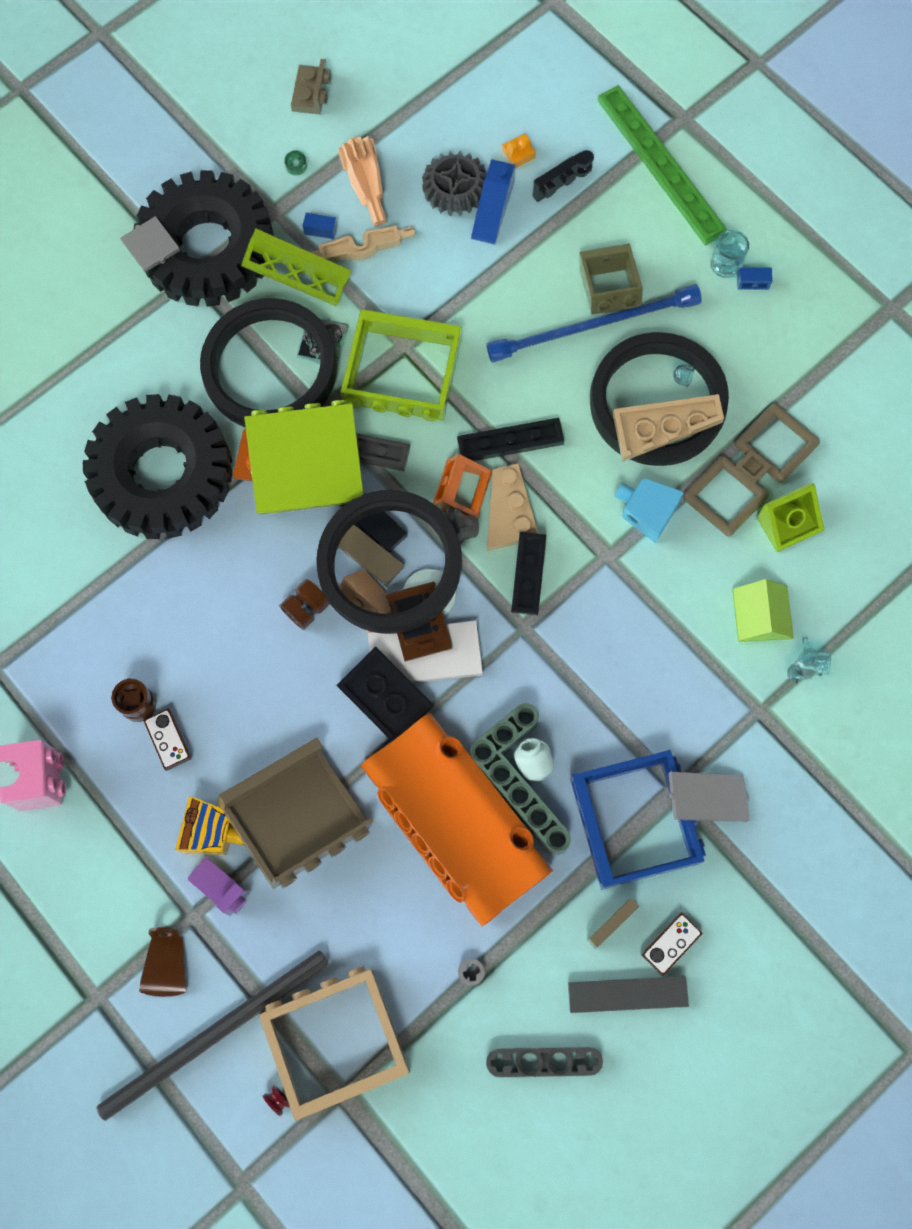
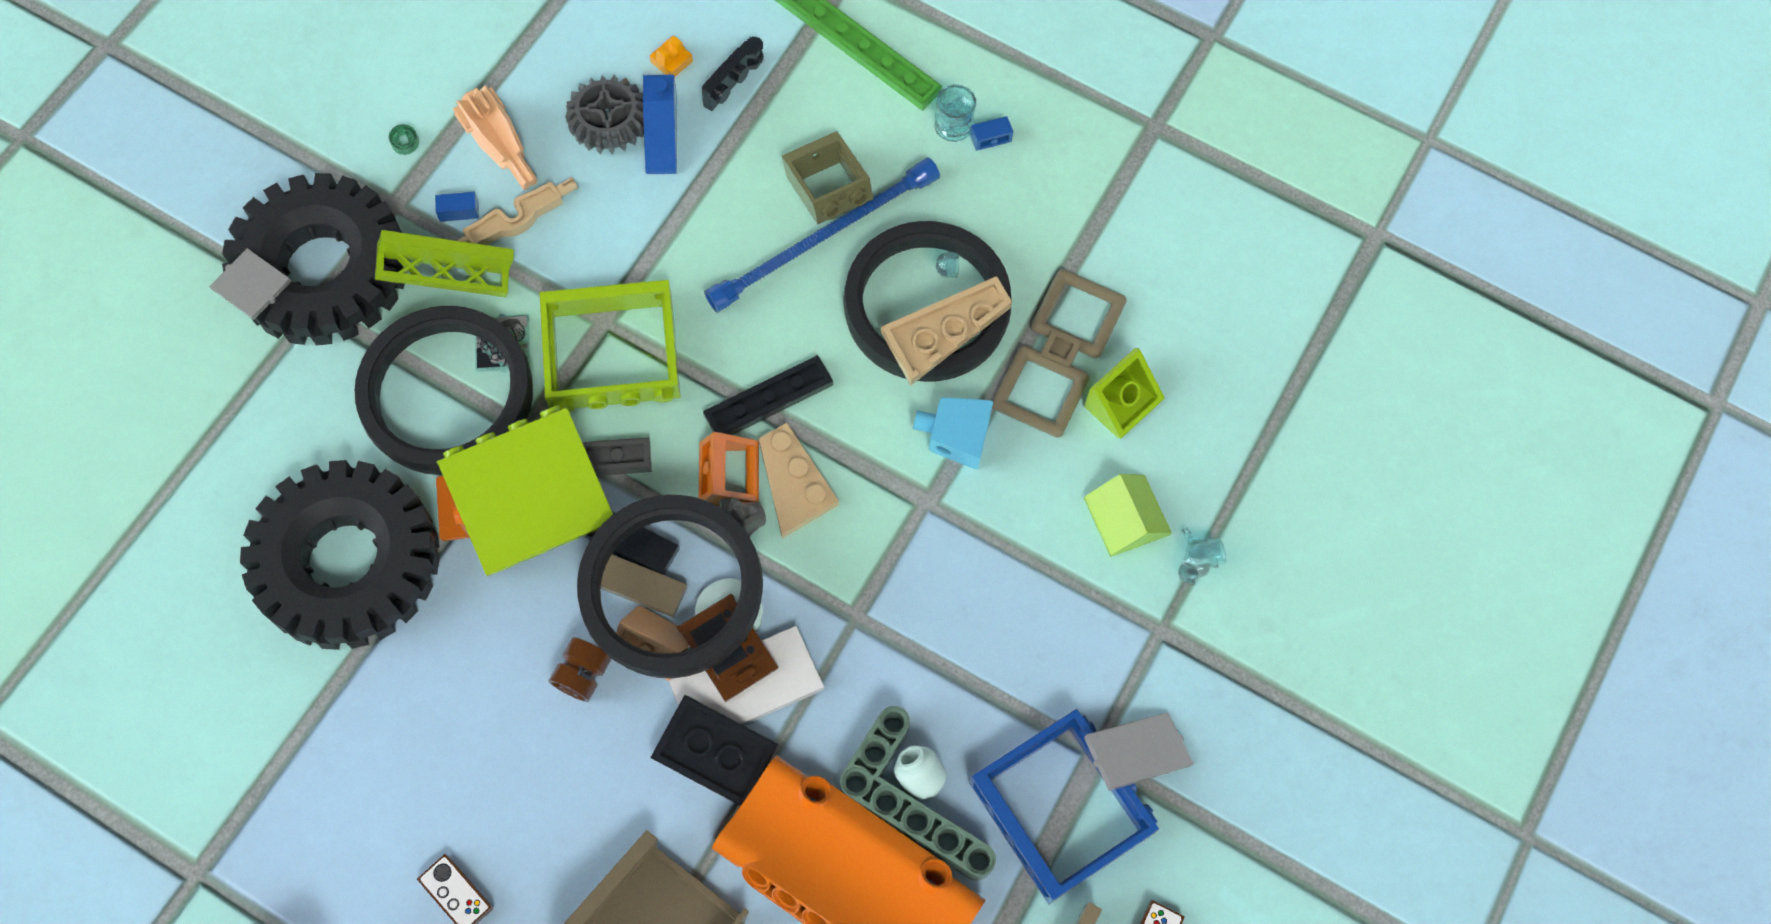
camera: 25 degrees left, 5 degrees down
(133, 700) = (397, 857): reddish brown wheel -> none
(310, 88) = (395, 47): dark tan bracket -> none
(528, 573) = (841, 550): black tile -> none

